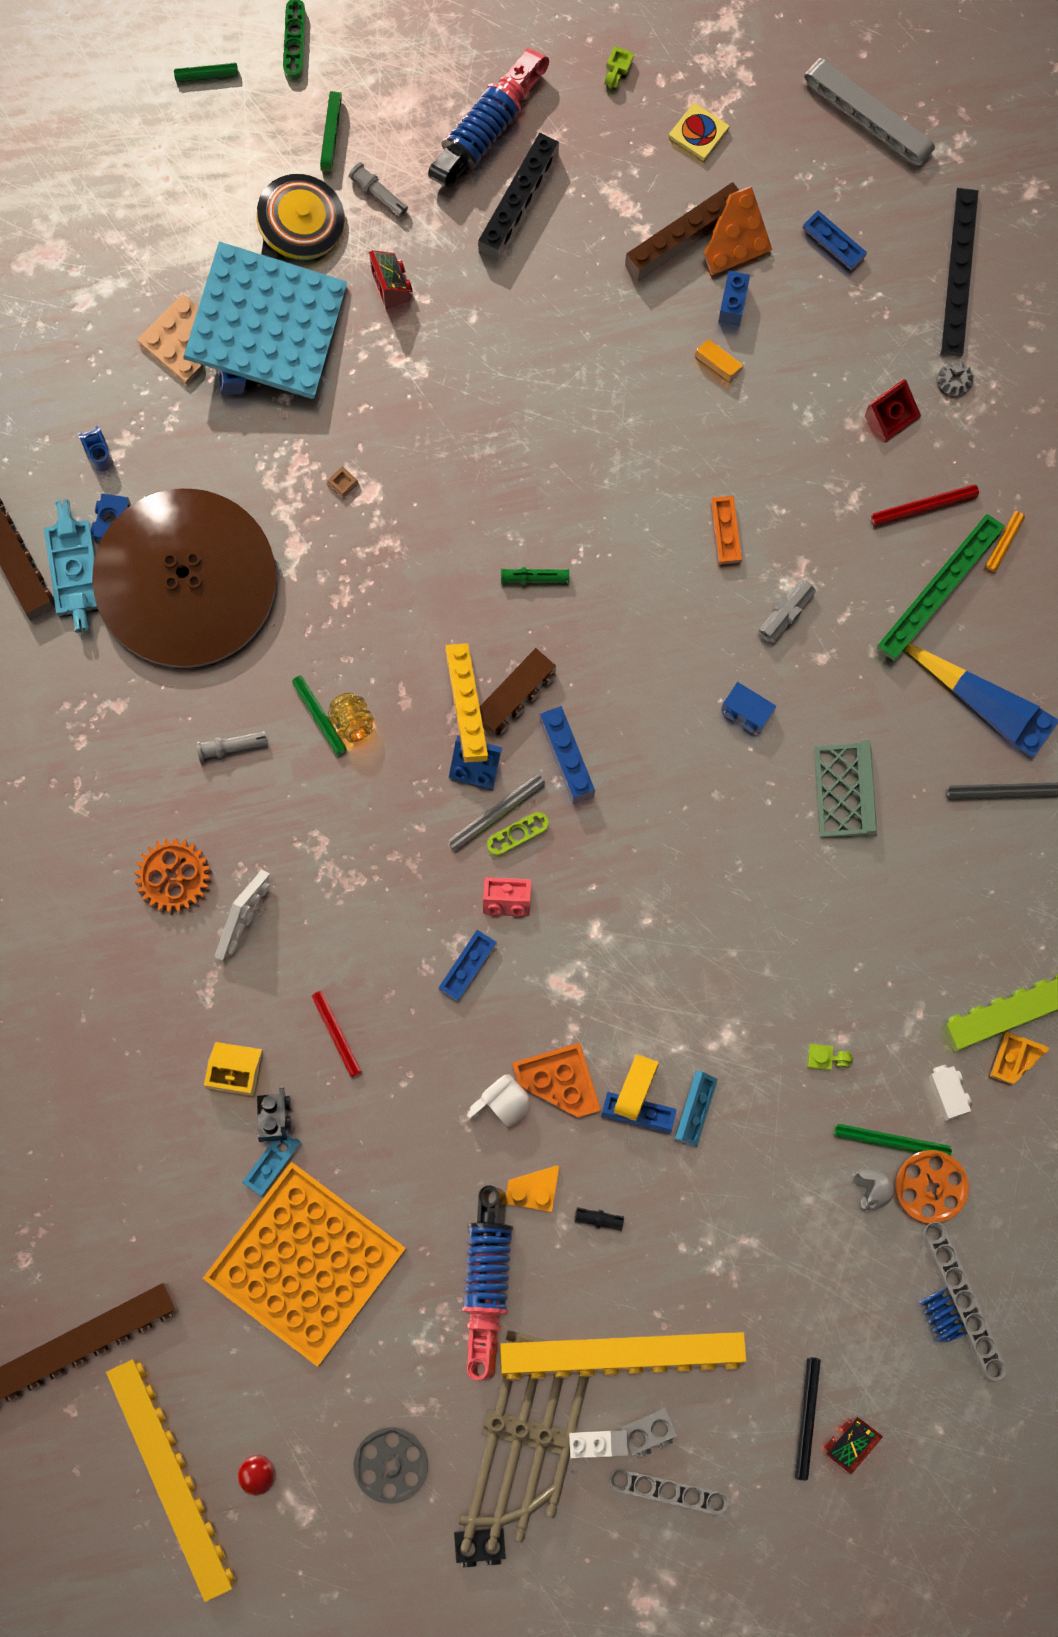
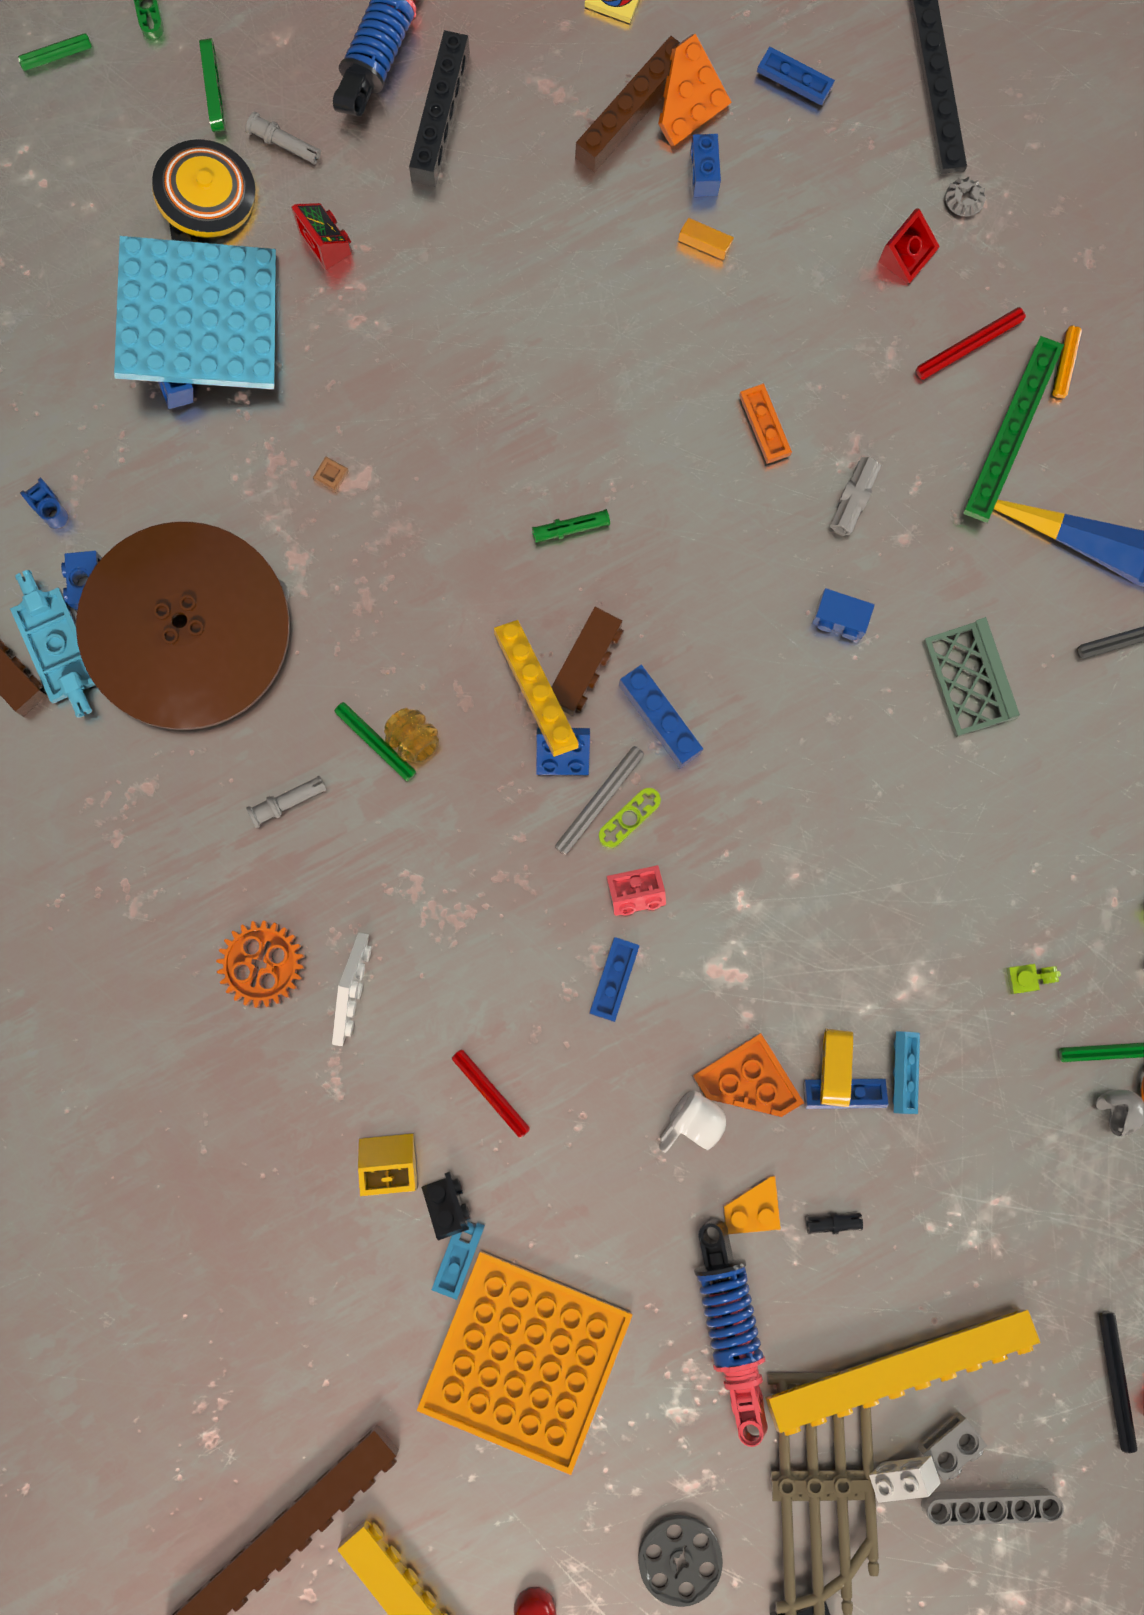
camera: 20 degrees left, 5 degrees up
(169, 337) = (93, 360): light nougat plate -> none

